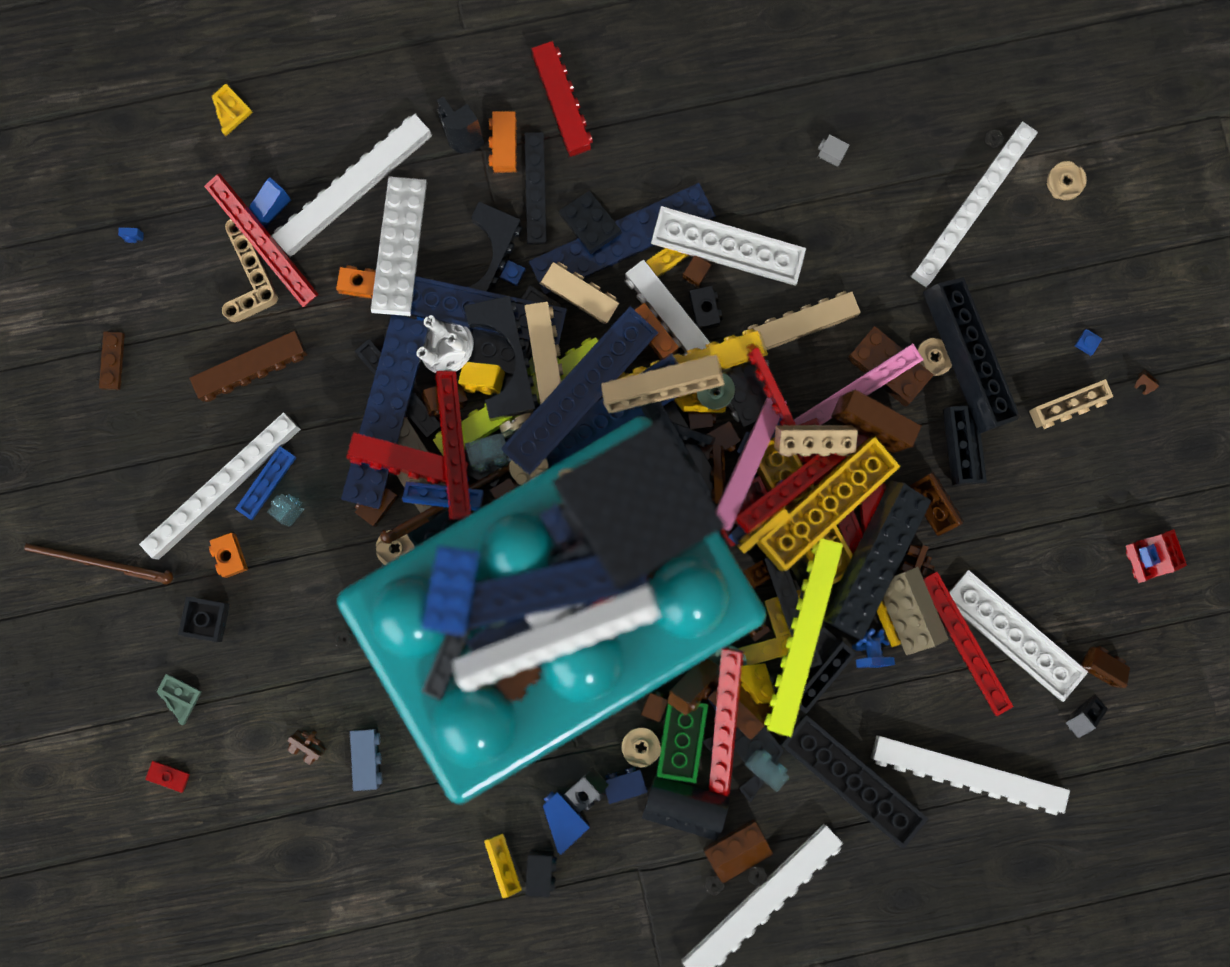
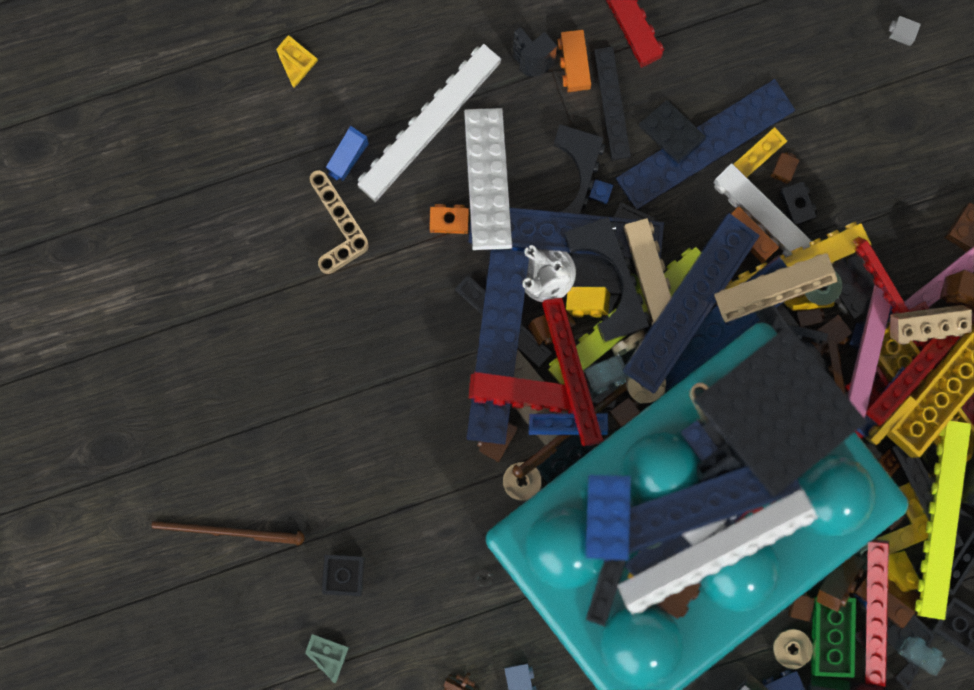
camera: 10 degrees left, 0 degrees up
(111, 360) = (211, 327): reddish brown plate -> none
(130, 235) = (214, 199): blue plate -> none
(219, 487) = (340, 440): white brick -> none
(237, 561) = (352, 497): orange brick -> none
(248, 366) = (351, 316): reddish brown brick -> none
(261, 240) = (348, 189): plate -> none
(265, 483) = (384, 431): blue plate -> none
(286, 509) = (410, 455): clear light blue brick -> none
(579, 293) = (673, 204): tan brick -> none
(728, 245) = (813, 139): white plate -> none
(808, 320) = (901, 204): tan brick -> none

